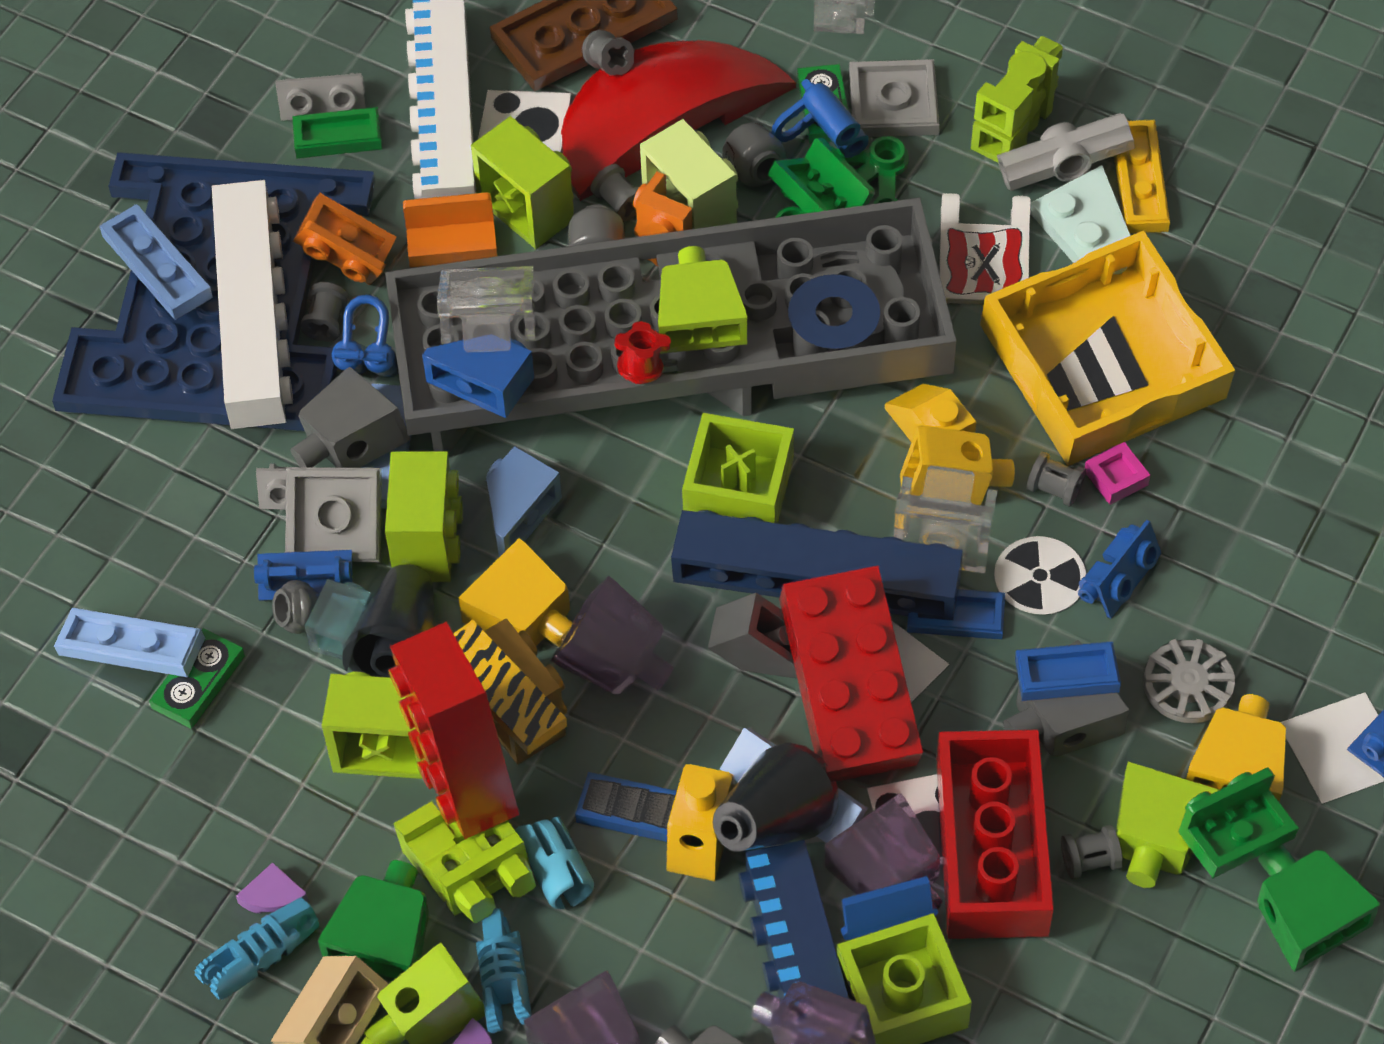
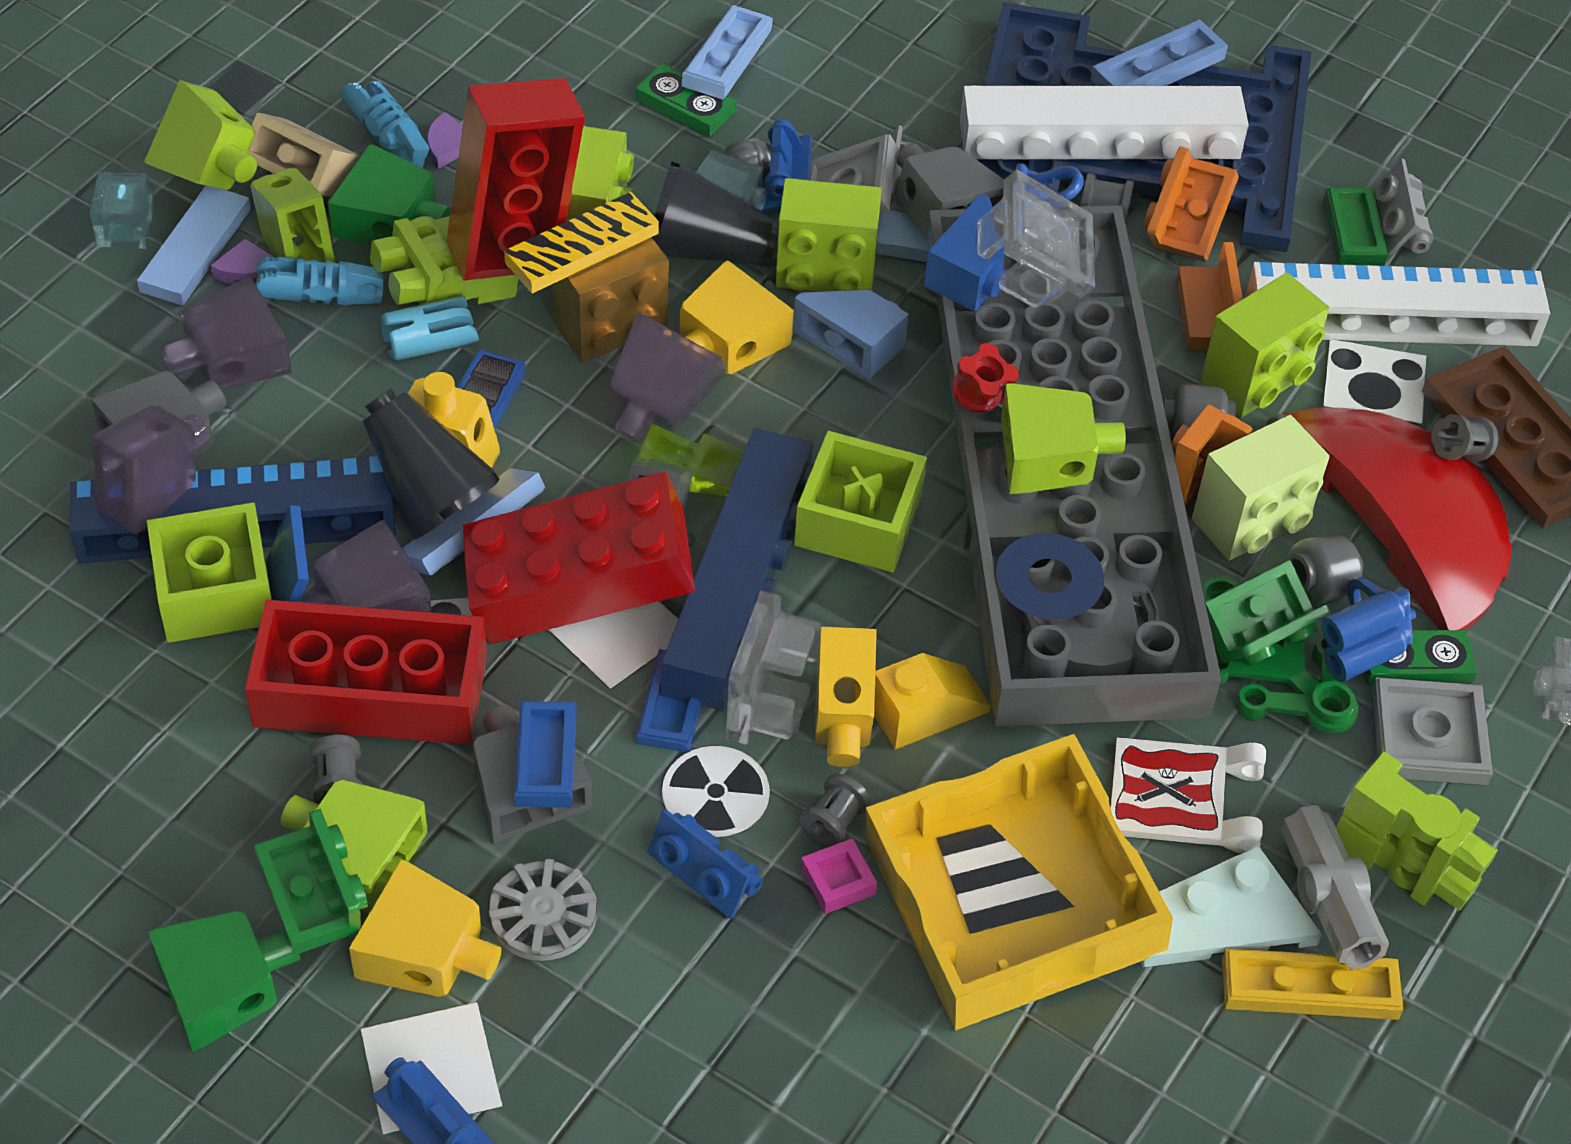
camera: 90 degrees right, 5 degrees down
(690, 622) = (711, 459): none -> clear neon green slope

